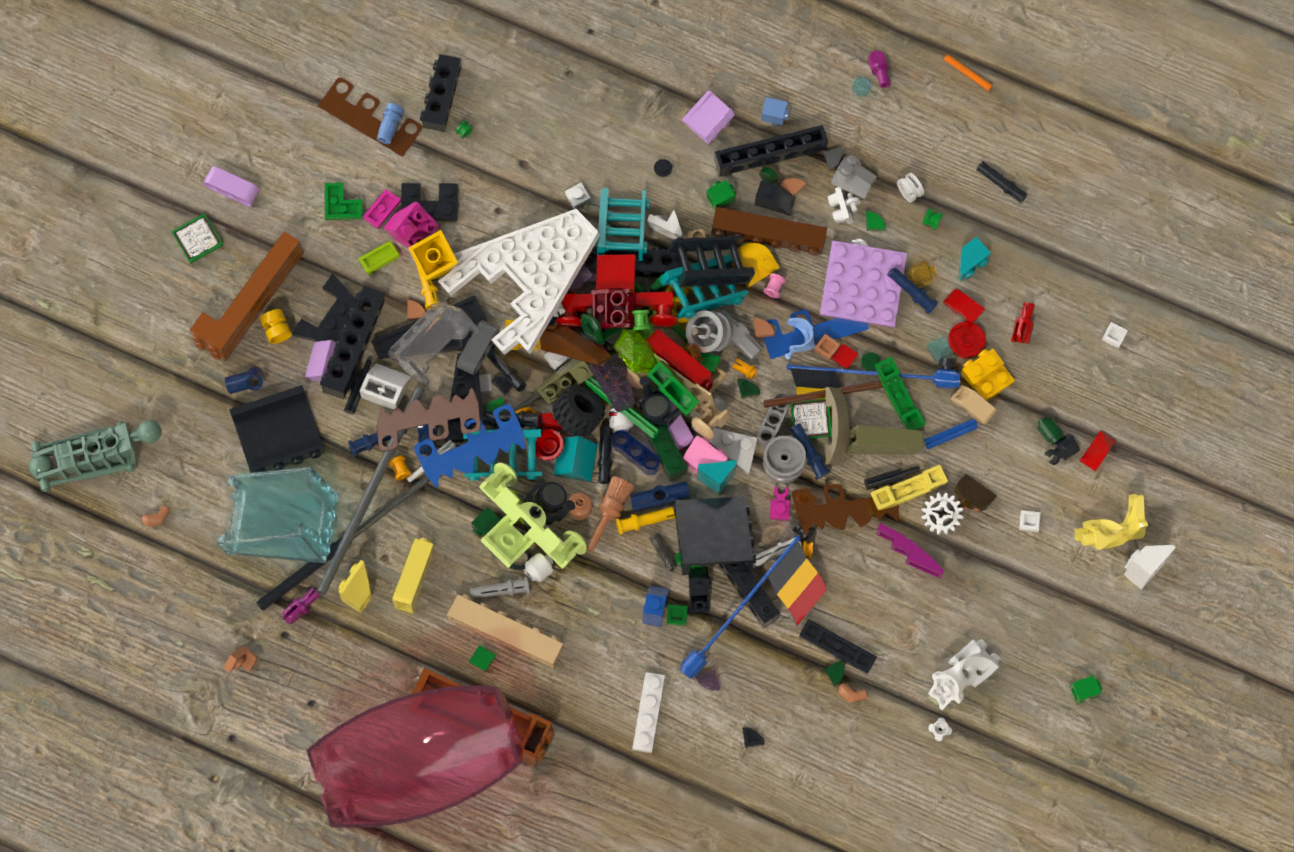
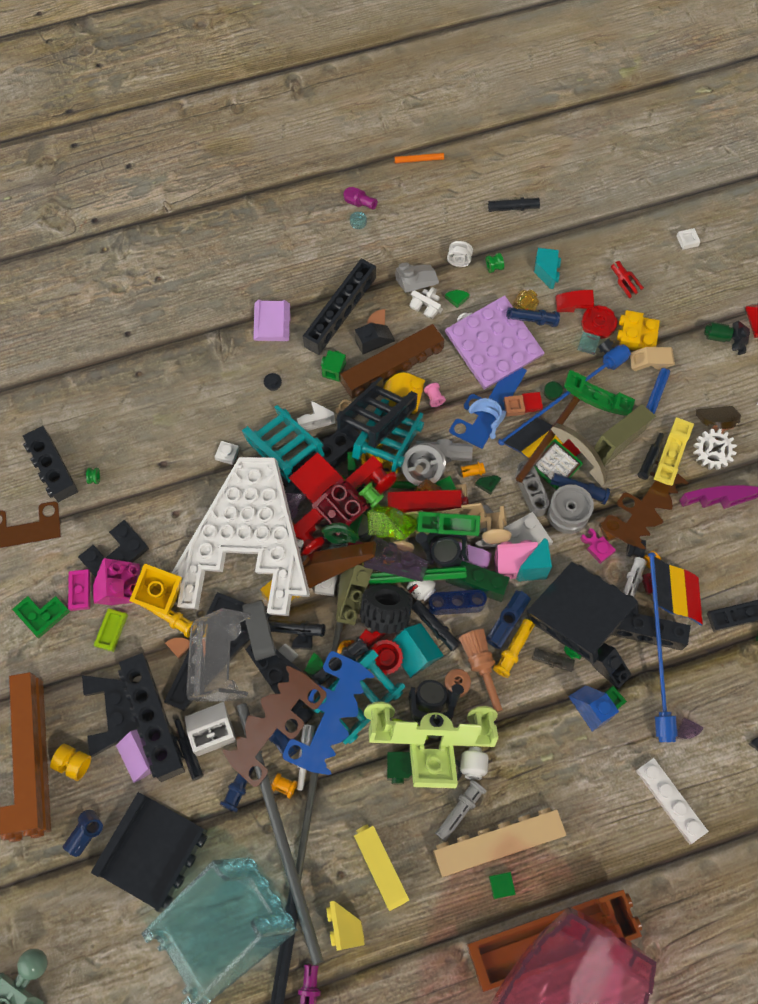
camera: 40 degrees left, 5 degrees down
(388, 126) = (25, 514): medium blue axle -> none
(762, 328) = (455, 432): nougat tile -> none
(768, 175) = (352, 324): dark green tile -> none
(774, 111) = (315, 280): medium blue brick -> none
(833, 158) = (386, 279): dark grey tile -> none

